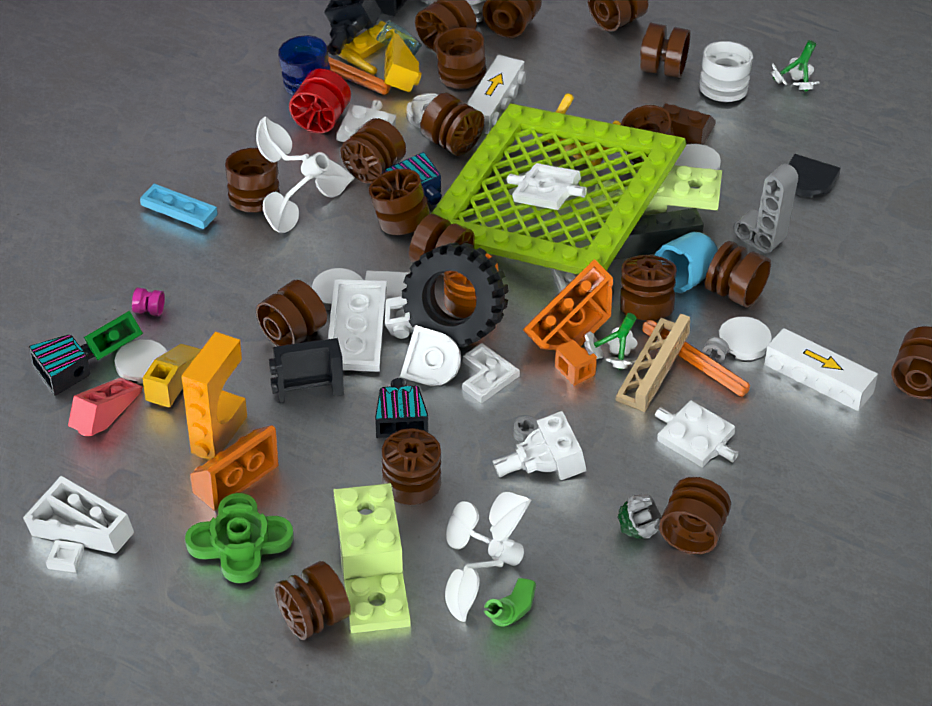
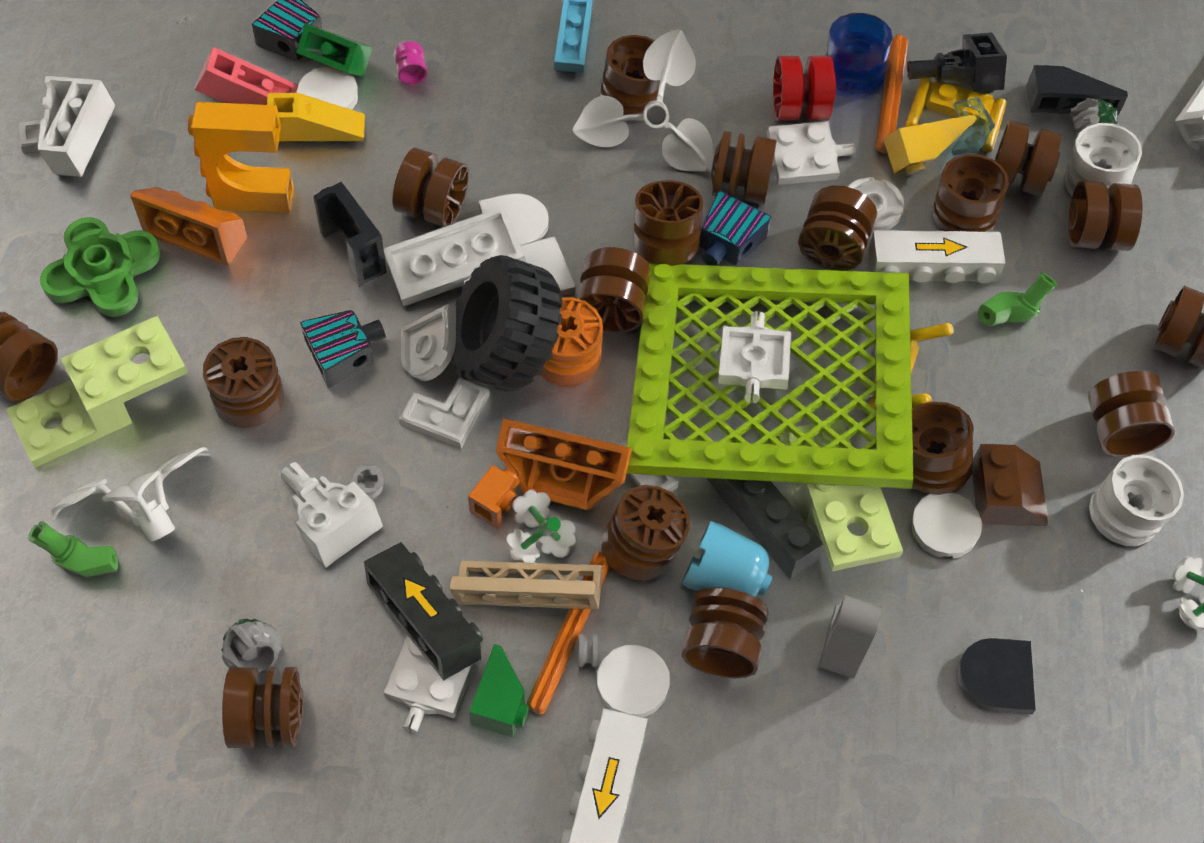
camera: 65 degrees right, 15 degrees up
(554, 72) = (1015, 305): none -> bright green arm
(655, 414) = (423, 610): none -> pearl dark grey brick
(729, 400) = (499, 697): none -> green slope

